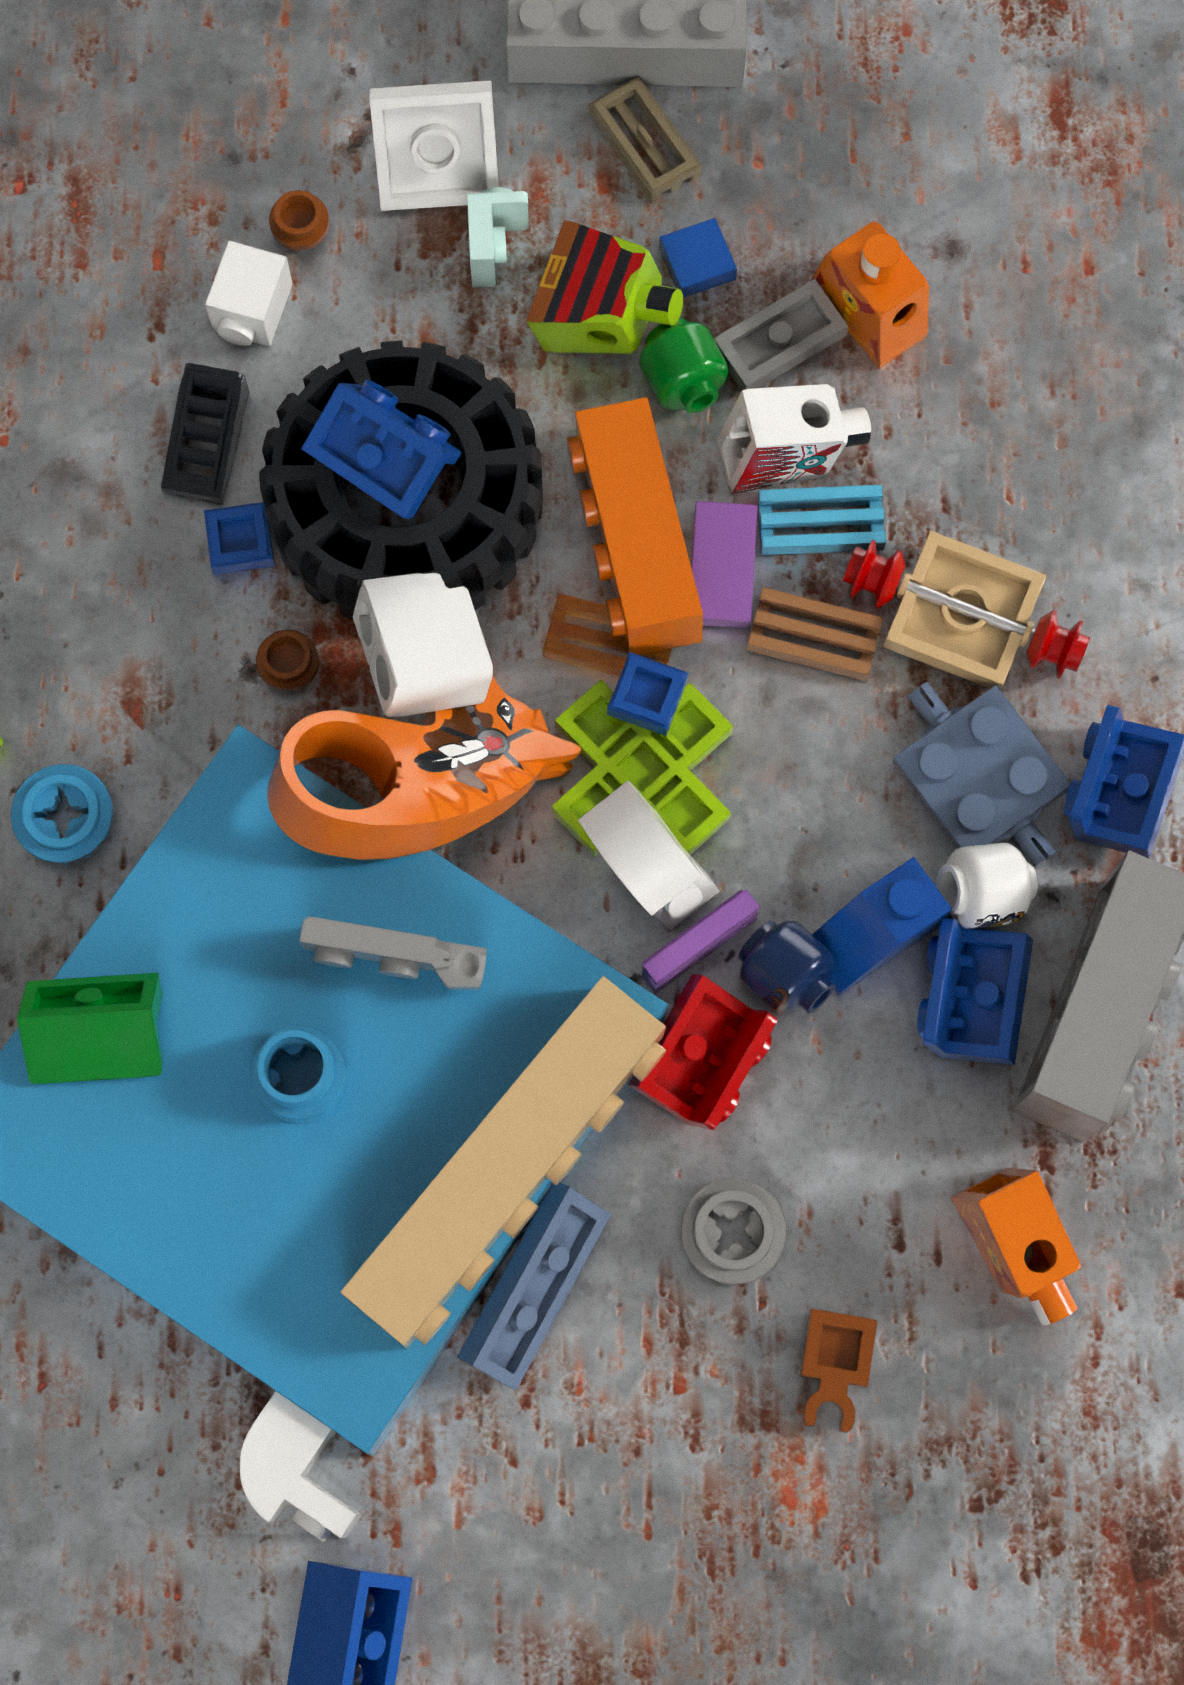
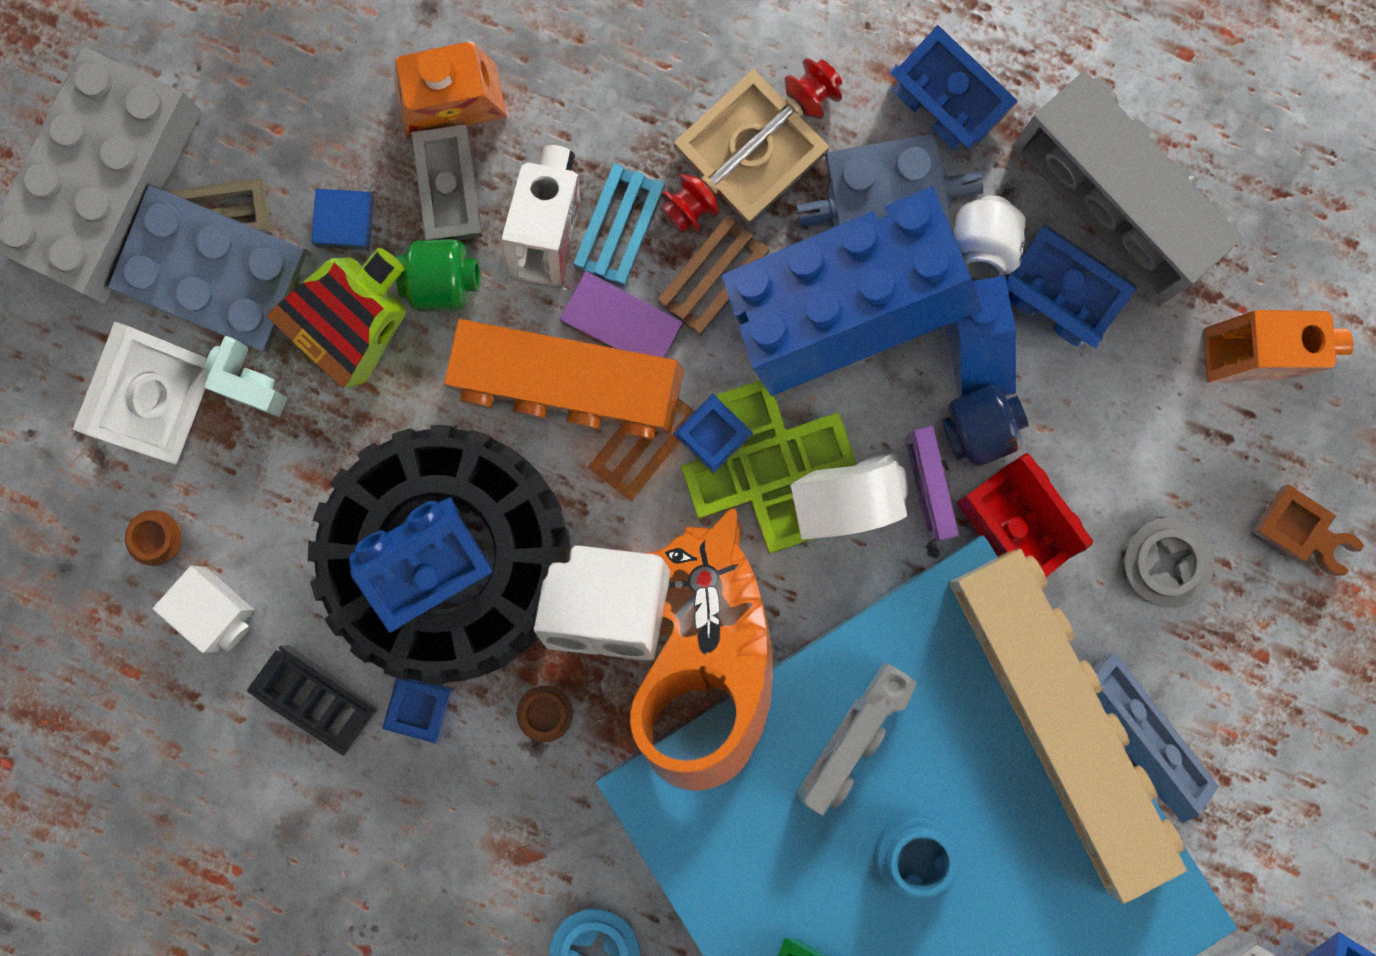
camera: 65 degrees left, 10 degrees up
(587, 151) = (206, 268): none -> sand blue plate
(858, 759) = (851, 292): none -> blue piece

